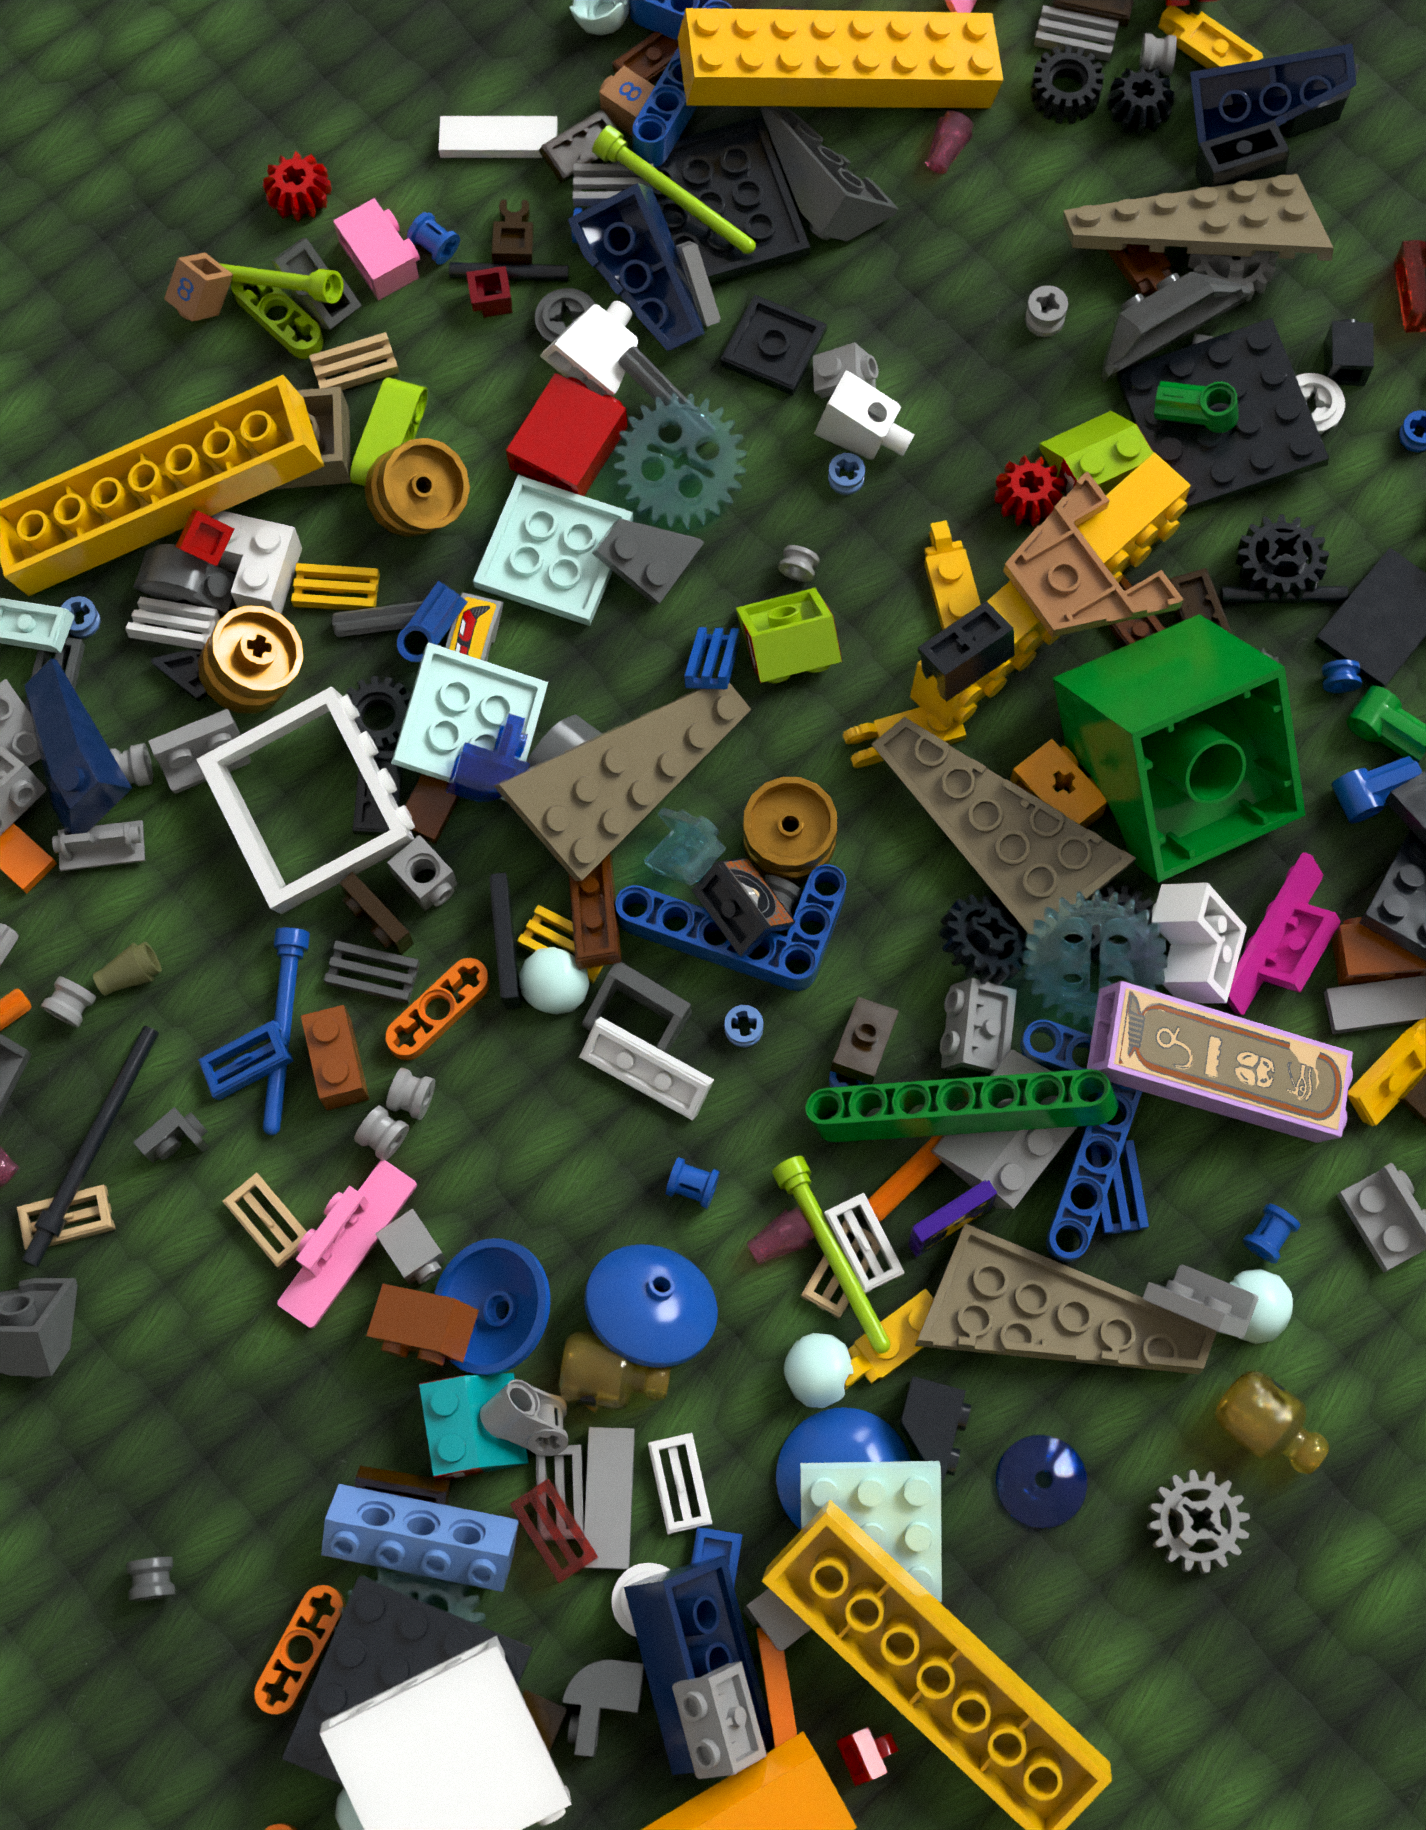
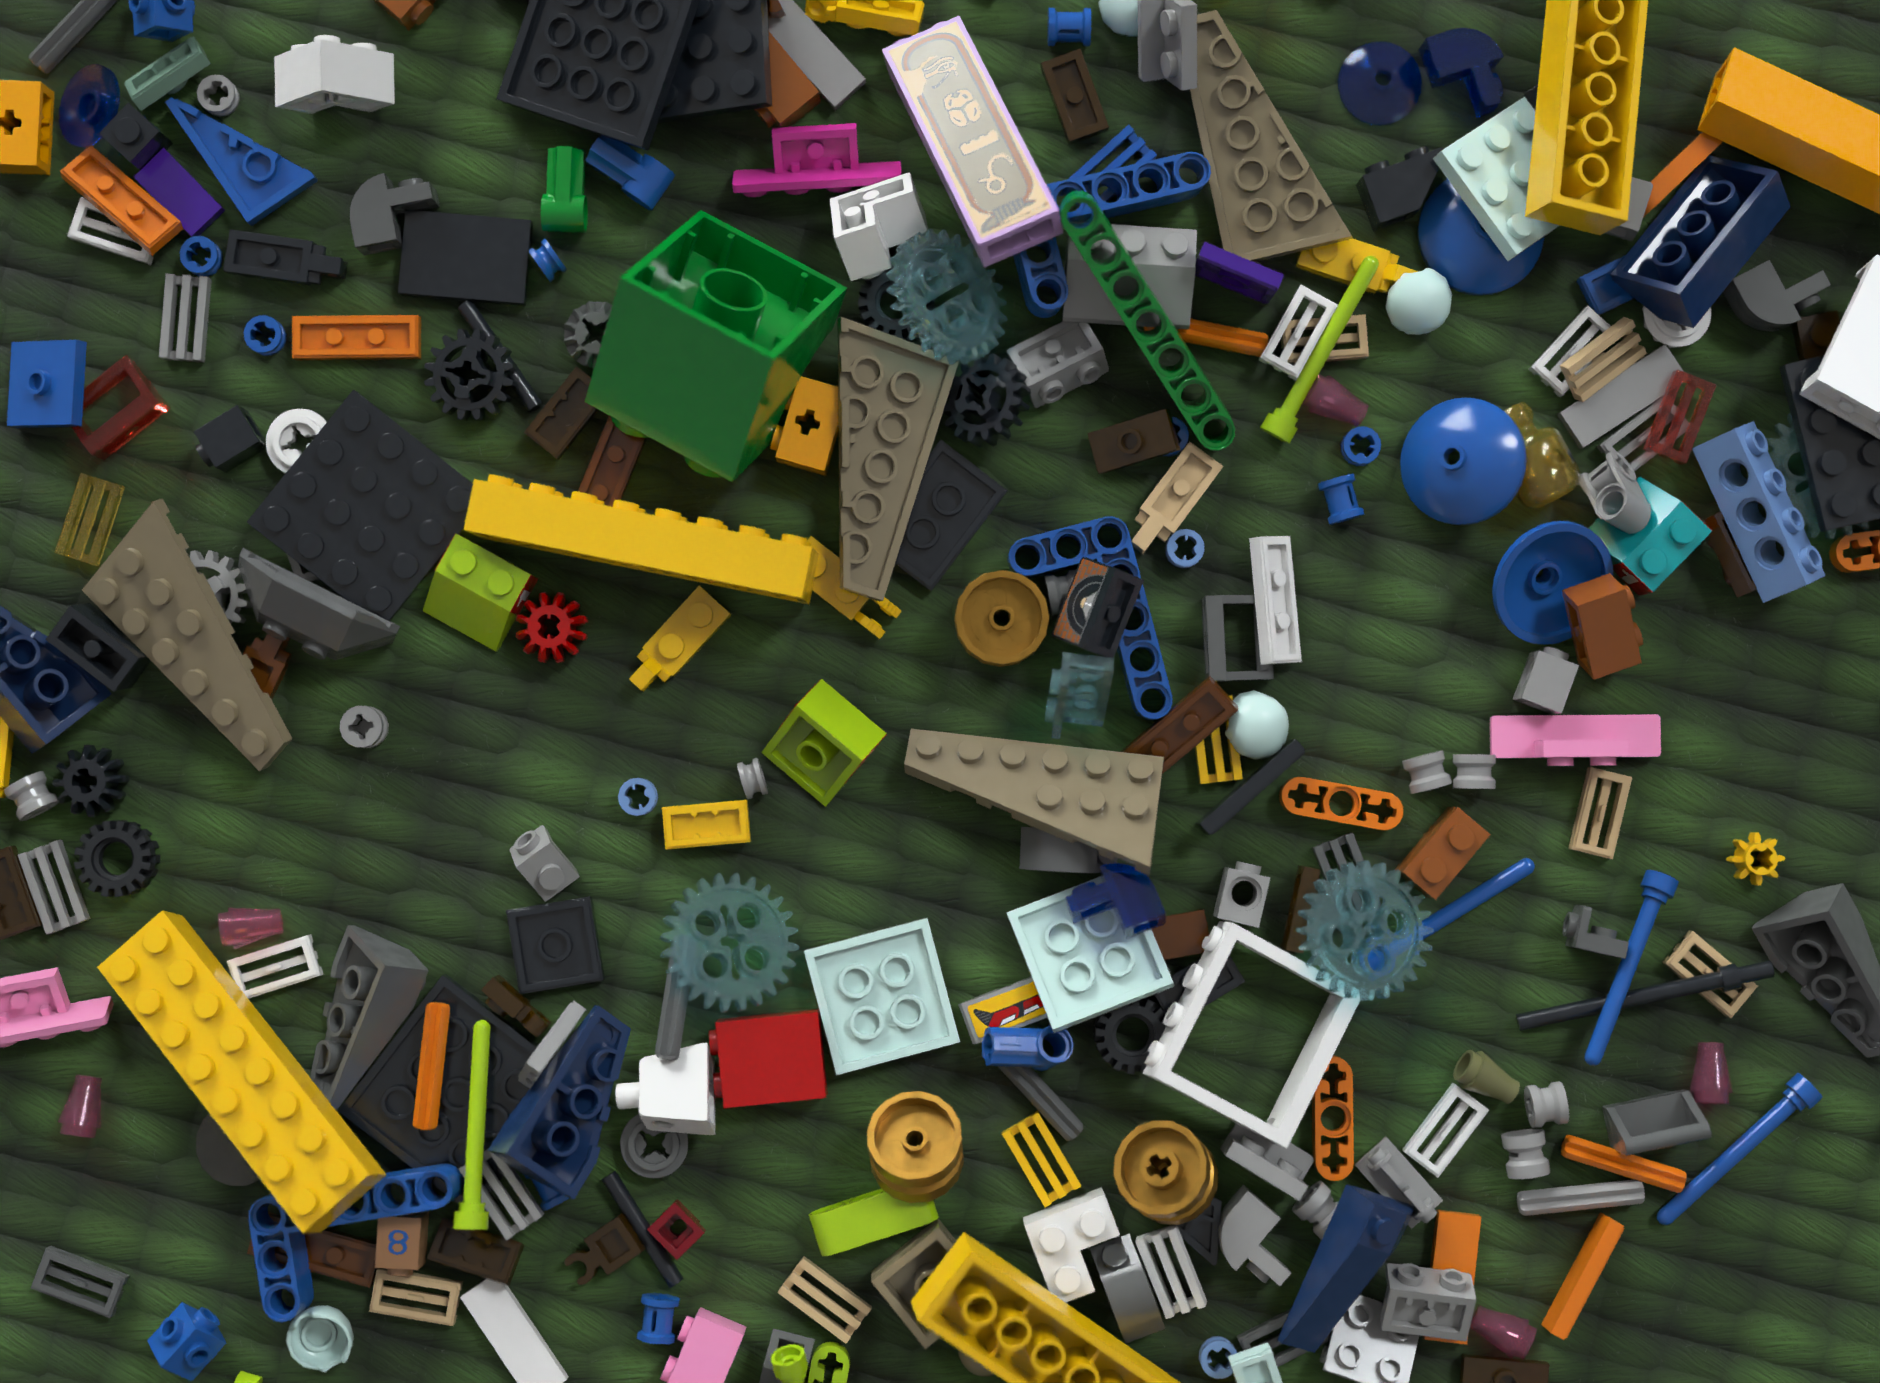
camera: 130 degrees left, 15 degrees up
(40, 956) = (1525, 1153): none -> light grey wheel
(107, 949) = (1431, 1121): none -> white tile
(120, 1314) = (1743, 859): none -> yellow gear
(154, 692) = (1242, 1228): none -> light grey brick
(167, 1217) = (1656, 890): none -> blue piece
(175, 803) = (1346, 1149): none -> orange beam
(204, 537) = (1094, 1288): red tile -> none
(280, 1059) = (1464, 907): blue tile -> none
(354, 924) = (1395, 950): none -> clear light blue gear
(585, 95) = (451, 1301): none -> tan tile
(646, 556) = (835, 910): dark grey wing -> none
(647, 1498) = (1603, 365): none -> tan tile
(714, 641) = (867, 800): blue tile -> none
(719, 1722) = (1741, 187): light grey bracket -> none
(737, 1242) = (1360, 433): none -> blue bush
(745, 193) = (431, 1066): none -> orange axle
(757, 279) = (506, 1000): none -> dark brown plate
(787, 507) = (706, 824): none -> yellow plate
(793, 1045) = (1175, 496): none -> tan hinge
(862, 419) = (584, 828): white torso -> none
(864, 1754) = (1673, 77): red tile -> none
(895, 170) = (309, 956): none -> white tile
(911, 852) = (946, 514): none -> black tile
(967, 650) = (769, 559): black hinge -> none
(1017, 1570) = (1469, 56): none -> clear blue brick
(1067, 579) = (642, 521): medium nougat wing -> none
(1193, 403) = (383, 535): green piece -> none
(1204, 1196) = (1074, 96): none -> dark brown plate
(1356, 217) = (74, 514): none -> clear yellow tile
(1372, 498) = (356, 337): none -> orange tile

